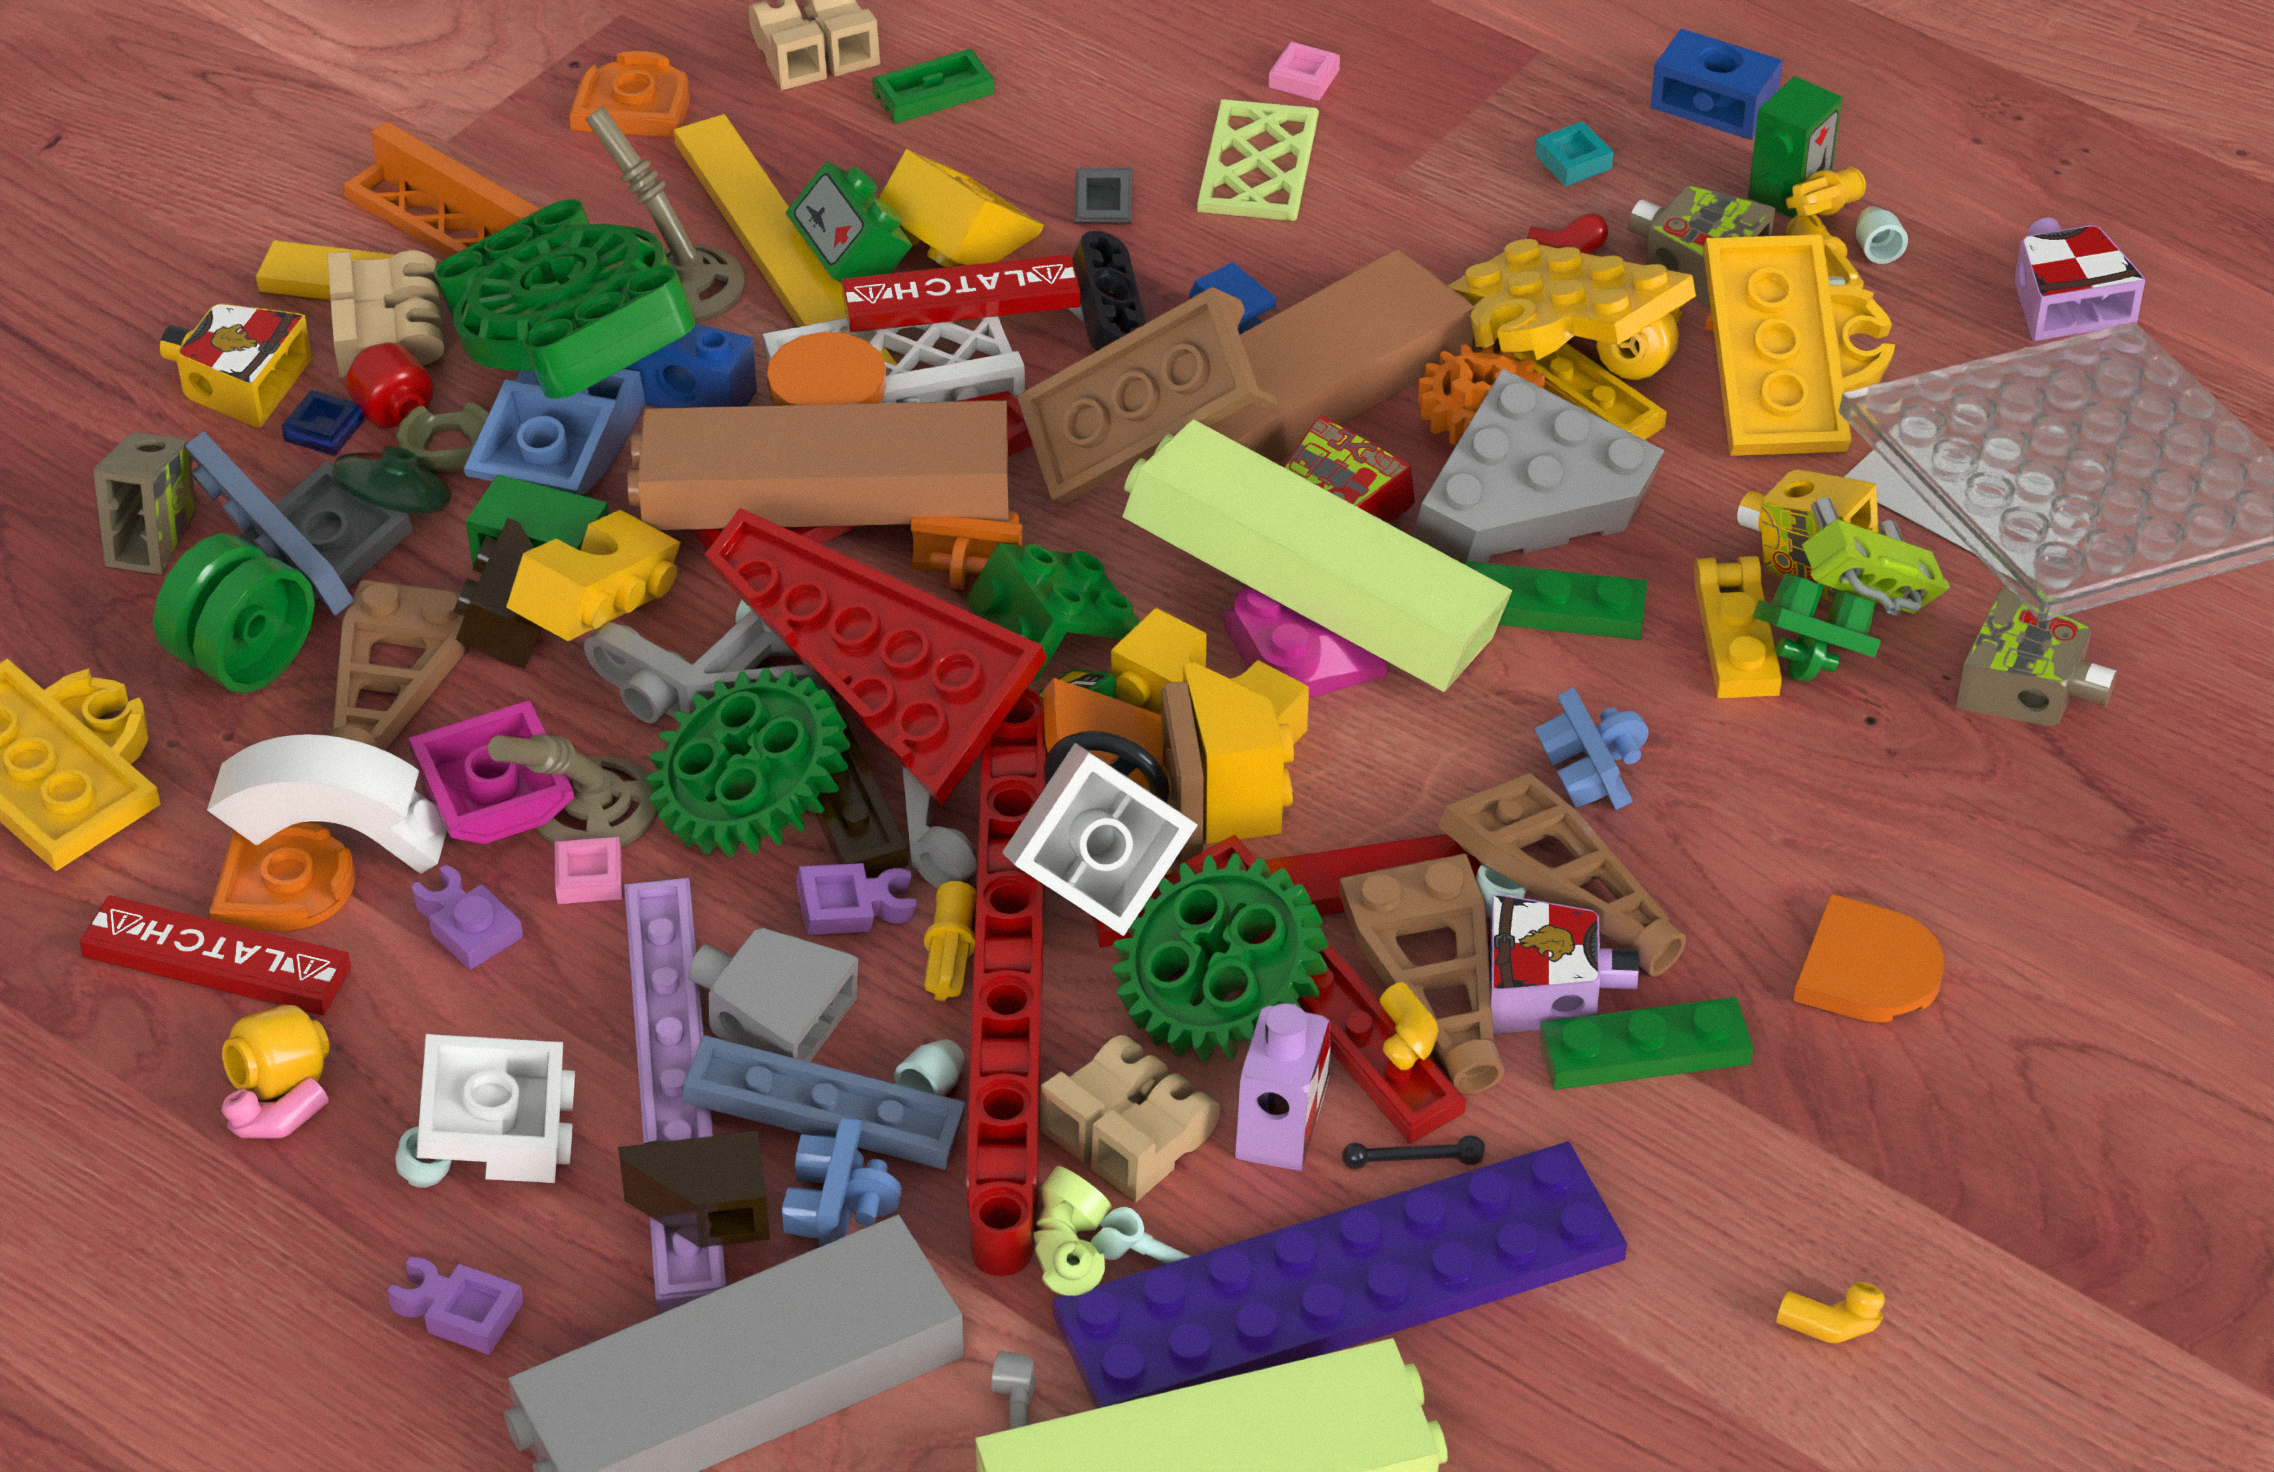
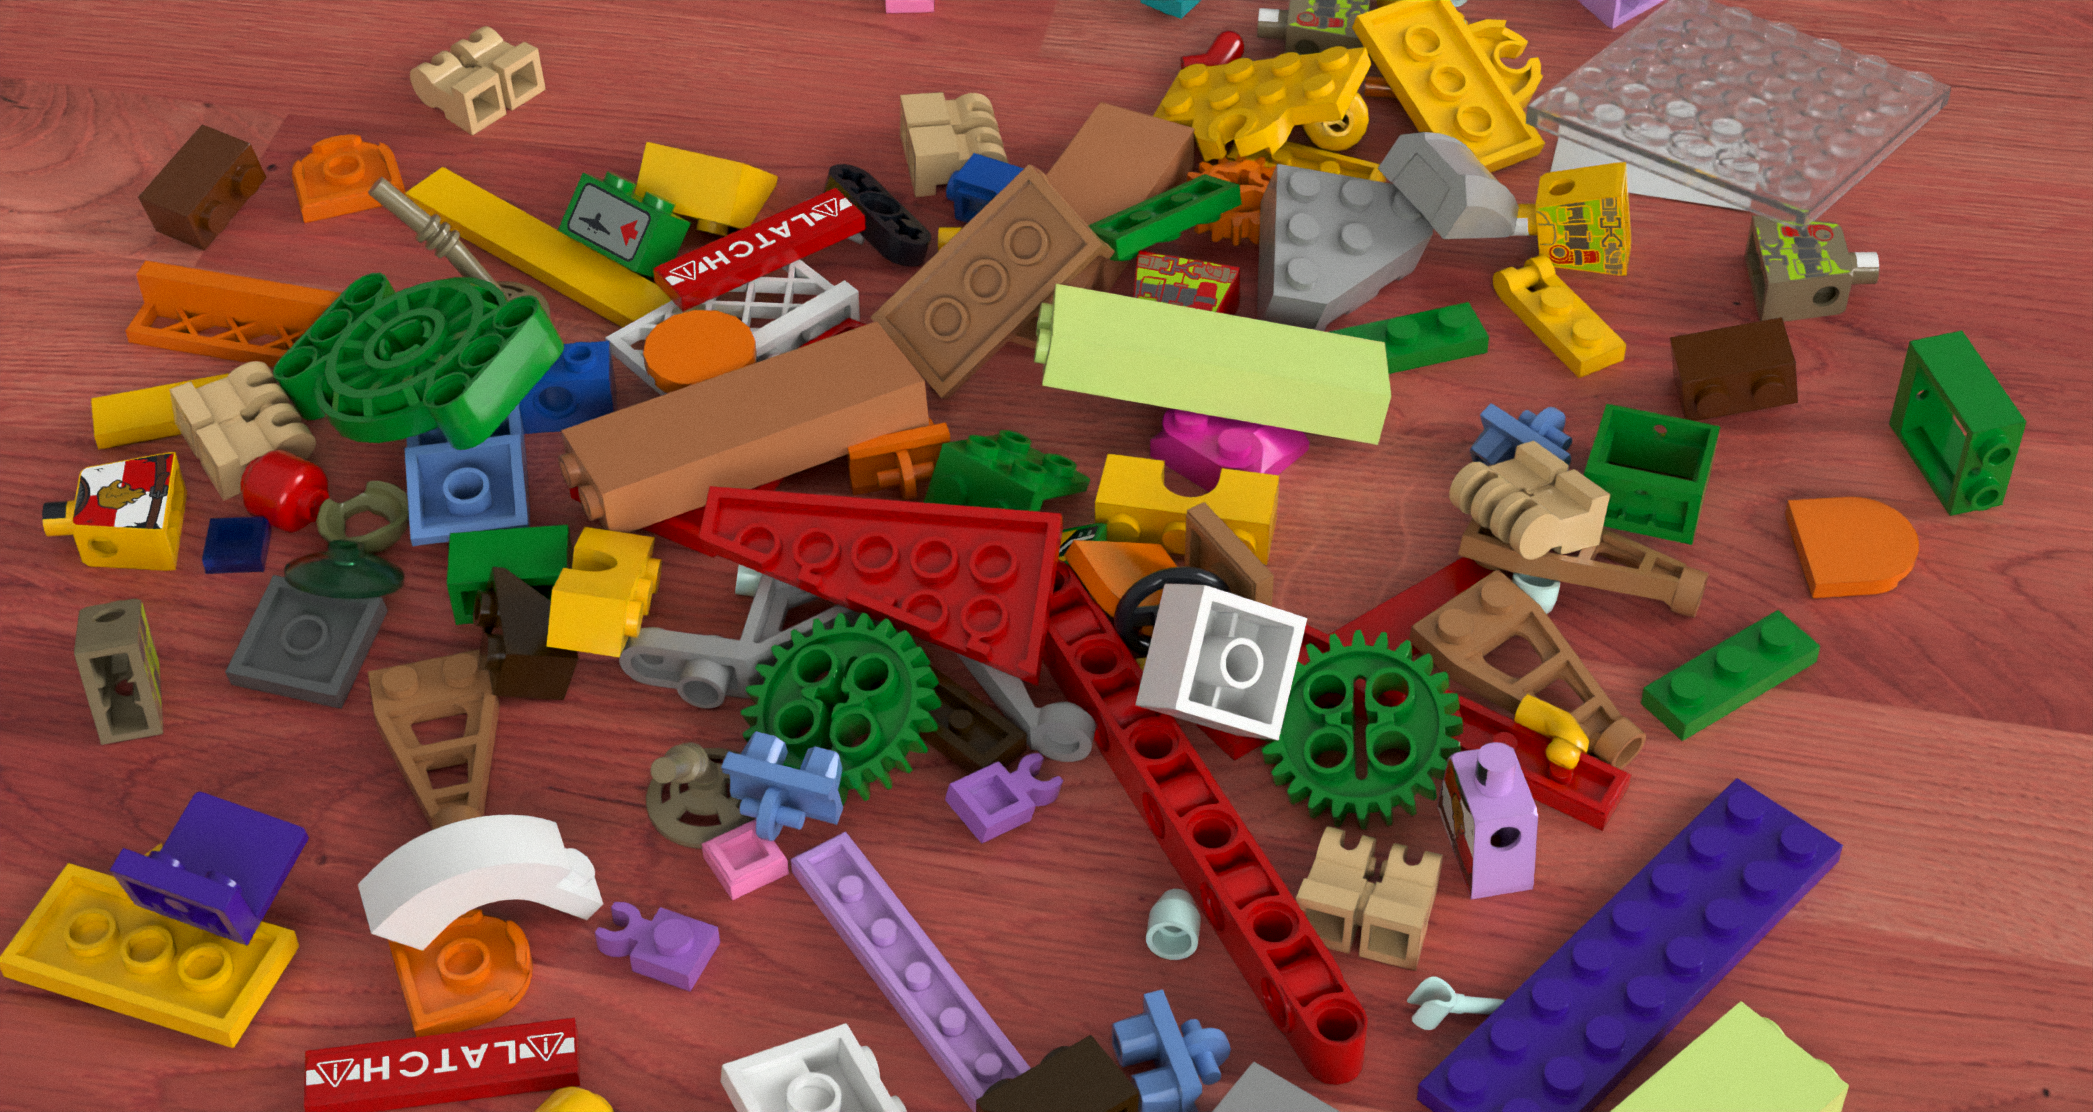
camera: 25 degrees left, 0 degrees up
(113, 705) = (214, 867): none -> dark purple bracket
(233, 613) = (278, 741): green wheel -> none
(253, 510) = (270, 654): sand blue plate -> none
(481, 796) = (611, 802): dark pink slope -> none
(486, 64) = (202, 187): none -> reddish brown brick
(639, 821) = (782, 793): none -> medium blue hips
(777, 992) = (999, 909): light grey torso -> none
(815, 1097) = (1104, 986): sand blue plate -> none
(933, 85) = (606, 92): green tile -> none
(950, 940) = (1111, 801): yellow axle -> none
(1069, 1206) = (1411, 1046): yellowish green arm -> none
(1103, 196) = (813, 137): dark grey slope -> none
(1231, 228) = (944, 134): none -> tan legs
(1240, 757) = (1277, 534): yellow slope -> none
(1250, 200) = (905, 37): yellowish green window -> none
(1368, 388) = (1167, 215): none -> green plate
(1468, 1150) = (1655, 817): black hinge -> none
(1532, 799) = (1533, 502): none -> tan legs
(1549, 963) = (1622, 633): torso -> none
(1672, 849) = (1647, 500): none -> green window
(1680, 454) = (1450, 187): none -> light grey slope
(1794, 610) = (1634, 312): green hips -> none
(1837, 1321) = (2042, 845): yellow arm -> none
(1866, 741) = (1734, 369): none -> reddish brown brick
(1872, 563) = (1648, 227): lime piece -> none
(2053, 874) = (1961, 470): none -> green window

